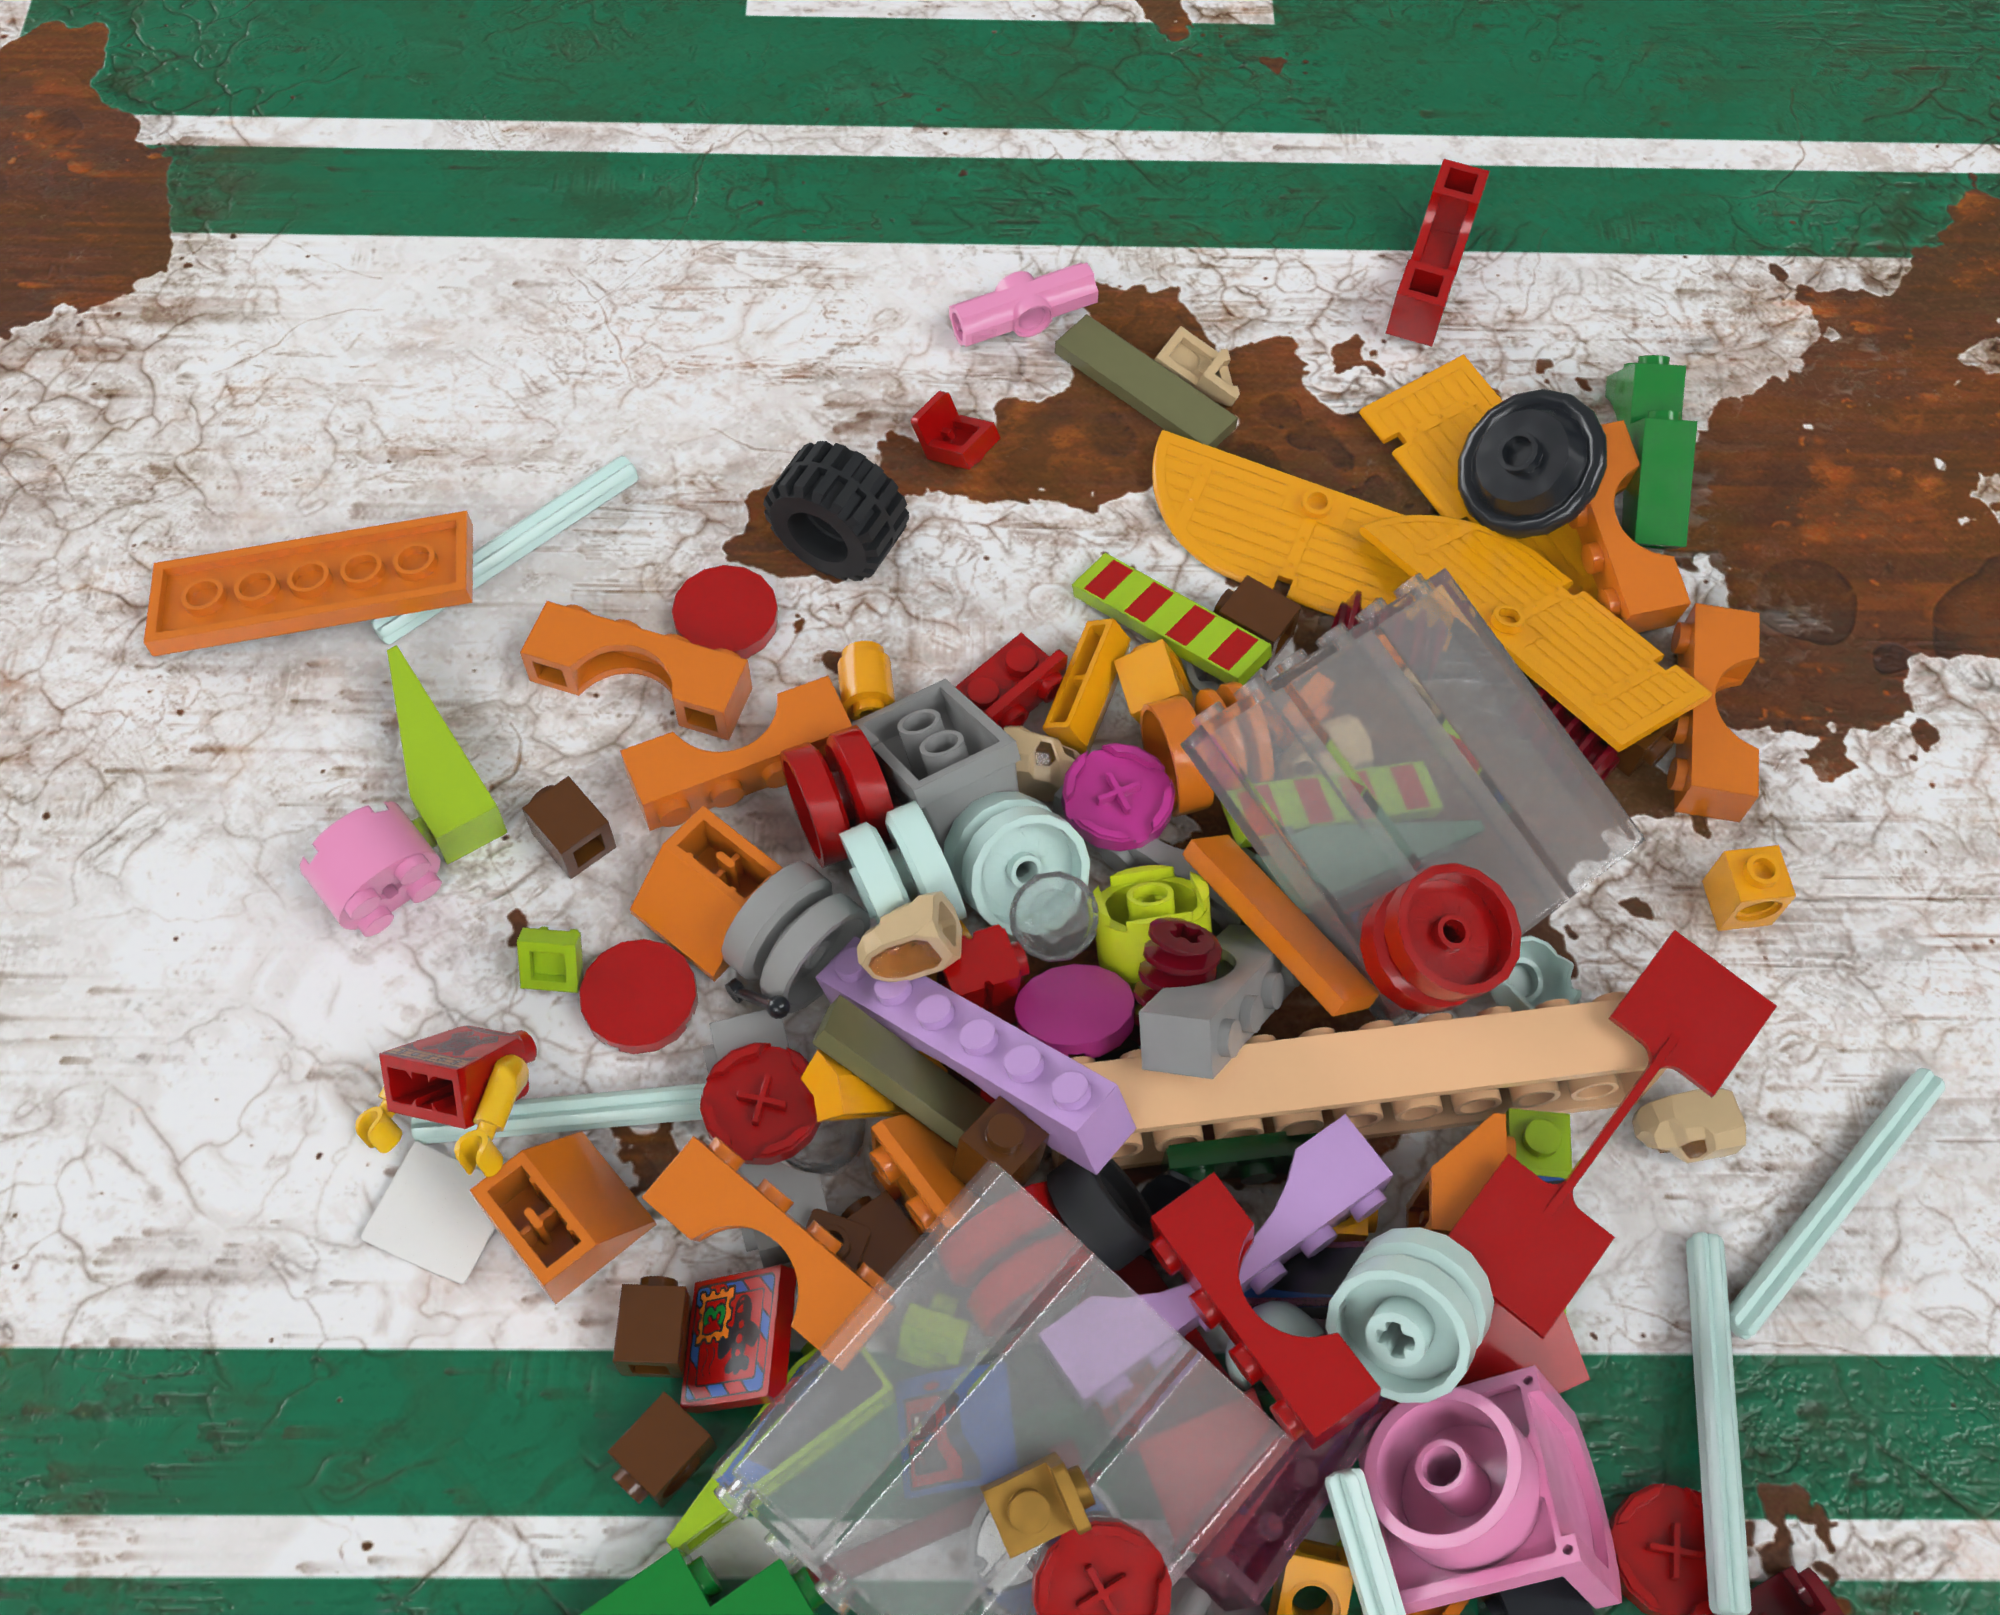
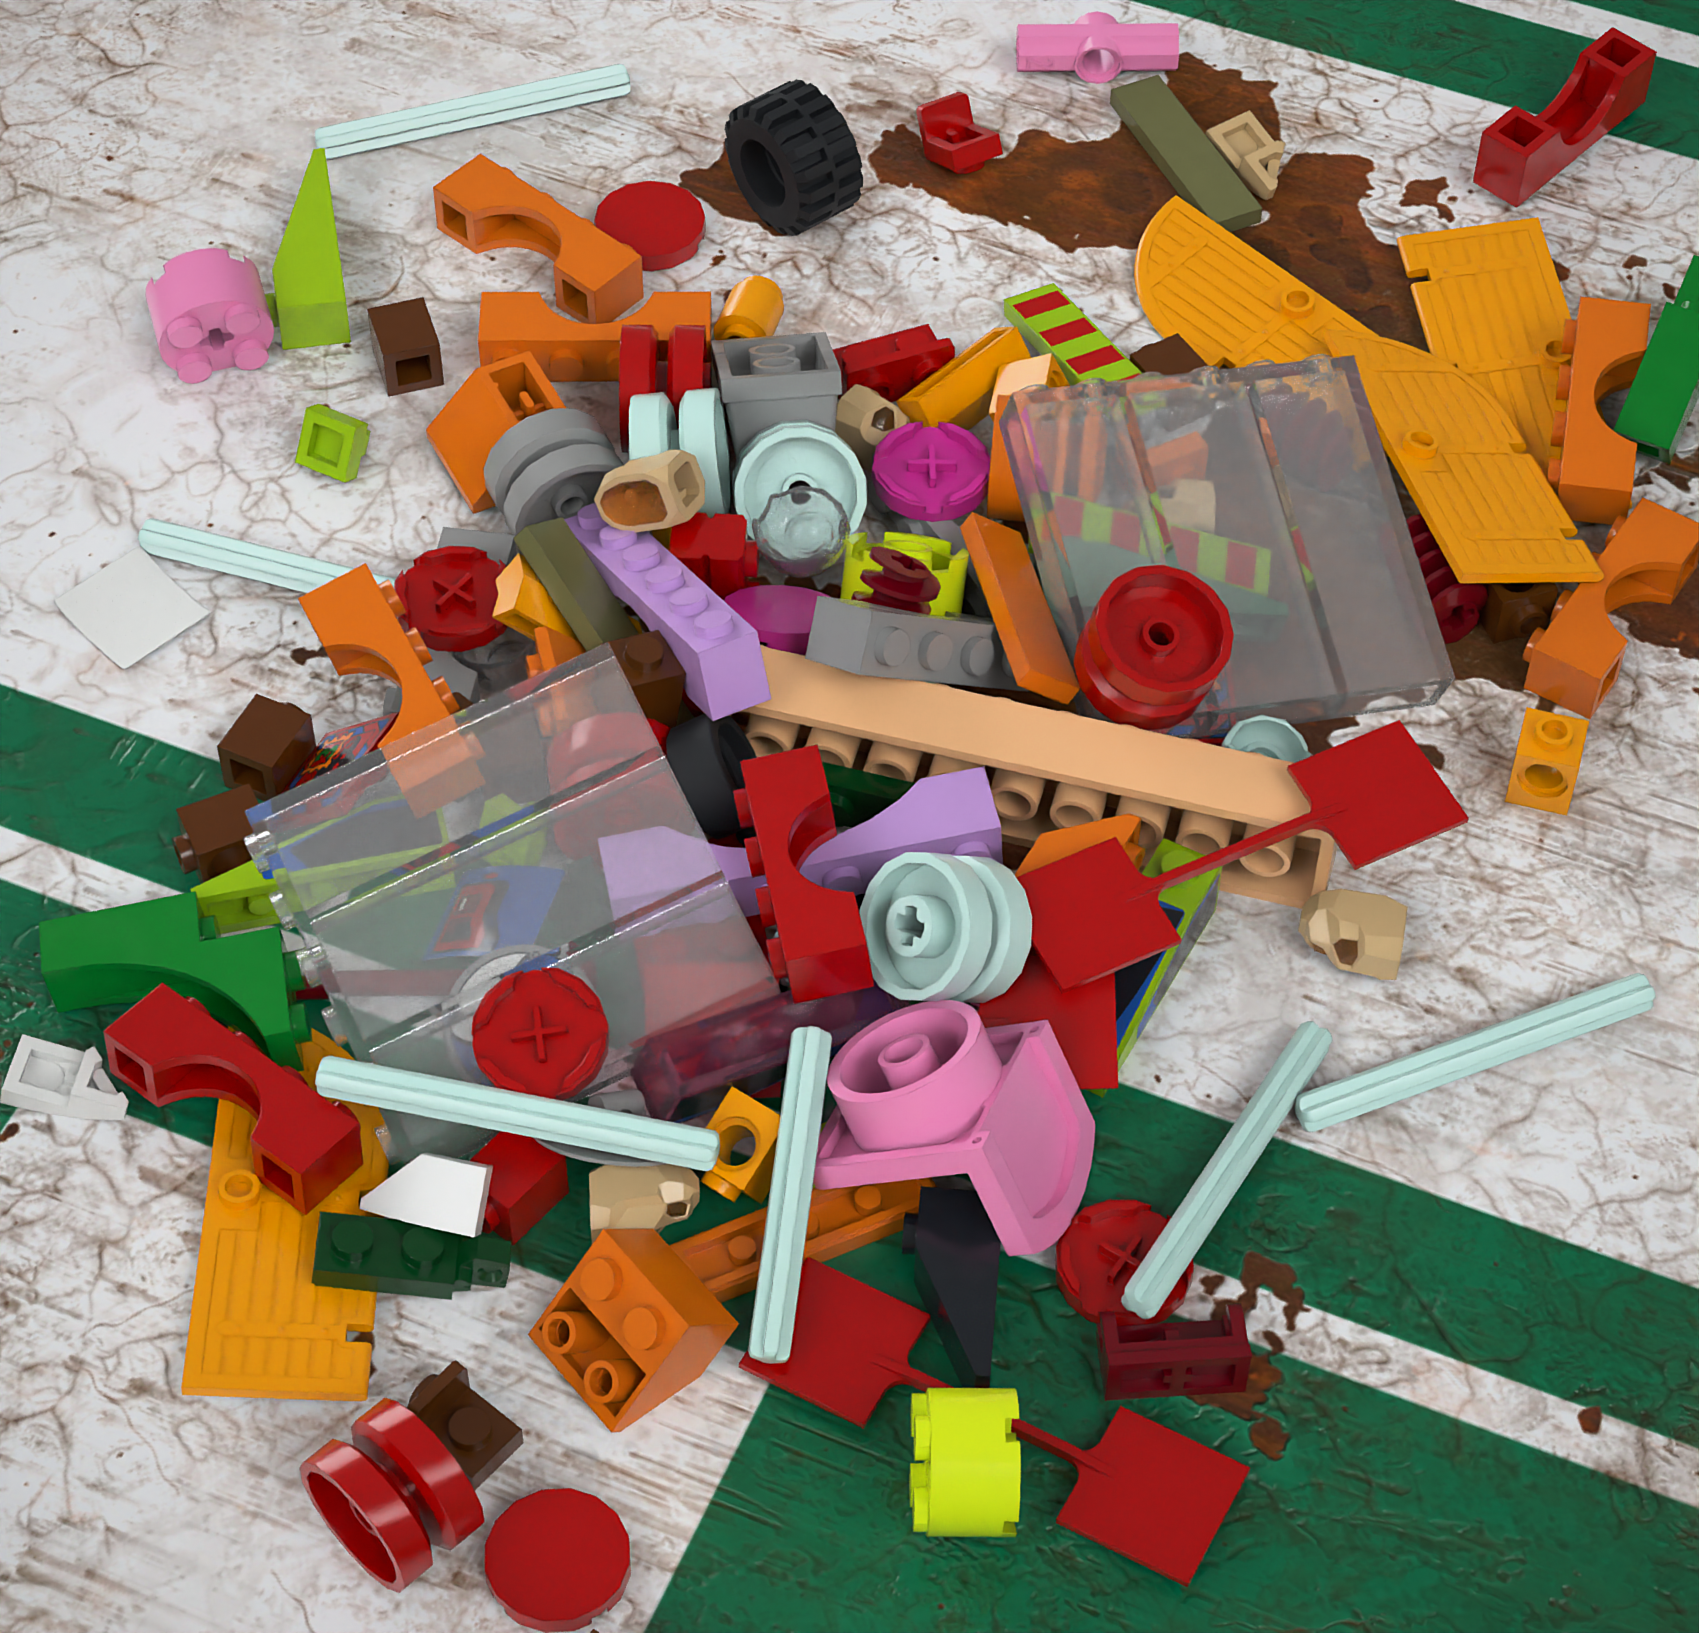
camera: 25 degrees right, 10 degrees down
(310, 583) = (277, 81): orange plate -> none
(455, 1081) = (193, 491): torso -> none
(562, 1211) = (235, 631): orange slope -> none
(638, 996) = (397, 502): red tile -> none
(776, 1006) = (507, 525): black hinge -> none
(1038, 1503) = (514, 935): pearl gold bracket -> none
(1532, 463) = (1534, 320): black piece -> none

